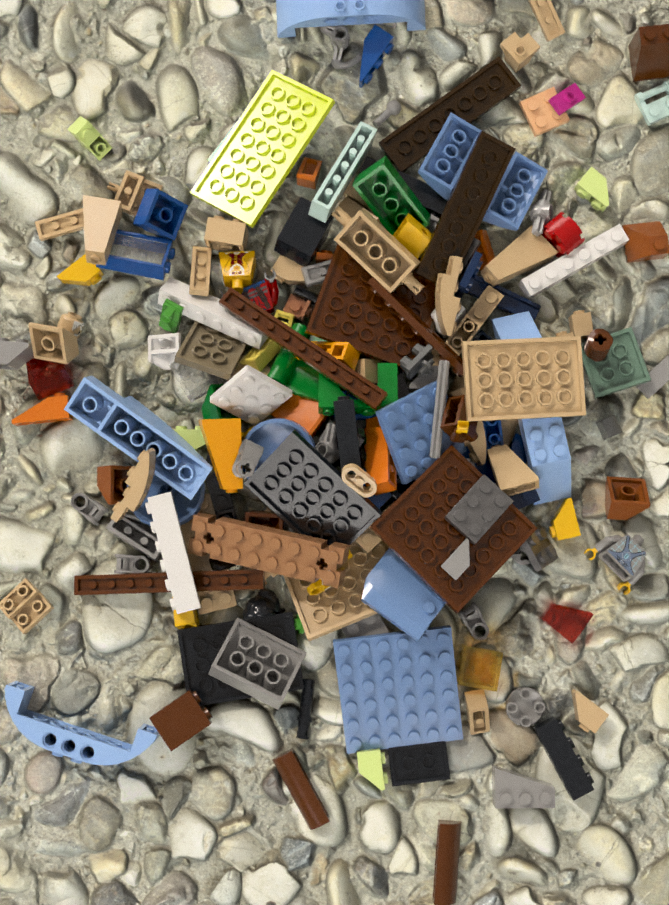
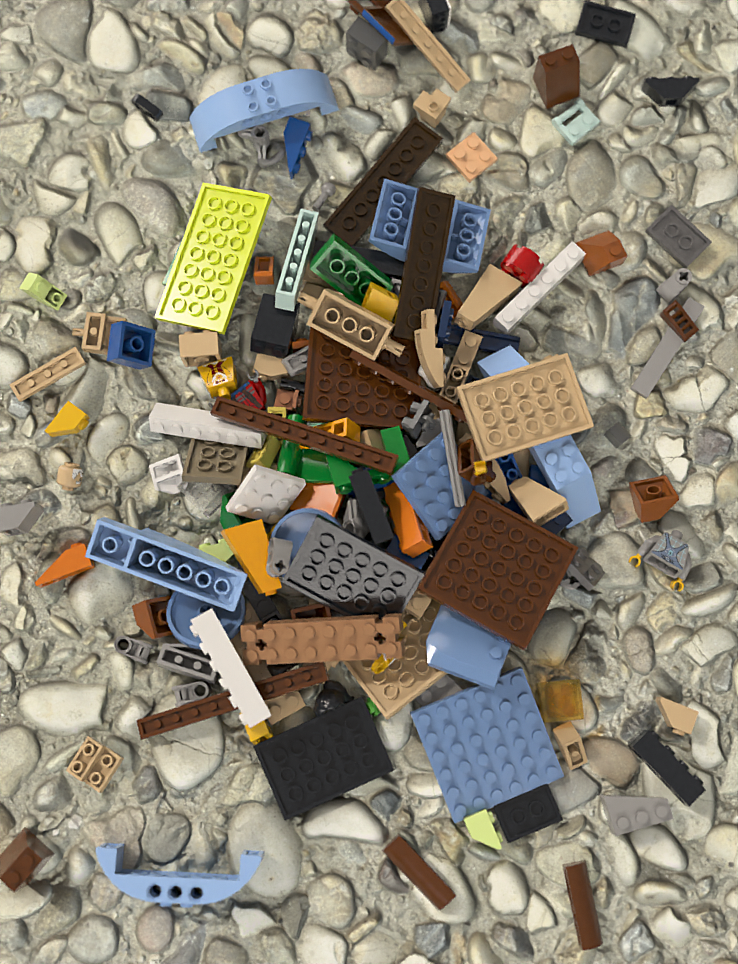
camera: 20 degrees left, 5 degrees down
(48, 377) = (61, 528): clear red slope -> none
(53, 343) = (57, 496): tan slope -> none
(100, 227) = (76, 371): tan slope -> none
(139, 483) = (178, 605): tan slope -> none
(140, 255) = (115, 389): window -> none
(170, 316) = (166, 440): bright green plate -> none
(181, 719) = (281, 834): reddish brown slope -> none
(200, 271) = (184, 389): tan plate -> none
(257, 663) = (341, 757): light grey slope -> none
(305, 709) = (402, 797): black pin -> none
(358, 479) = (393, 545): tan plate -> none
(458, 560) = (512, 598): light grey slope -> none
(473, 621) = (541, 657): light grey piece -> none
(478, 509) = (517, 544): flat silver plate -> none
(525, 706) = (615, 727): light grey dish -> none
(541, 212) = (496, 250): light grey axle -> none
(564, 523) = (602, 537): yellow slope -> none
(566, 99) = (489, 140): dark pink plate -> none
(566, 620) = (630, 632): clear red slope -> none
(581, 323) = (563, 343): tan brick -> none
(594, 189) = (539, 216): yellowish green slope -> none
(598, 344) = (585, 358): reddish brown piece -> none
(619, 369) = (605, 373): sand green plate -> none

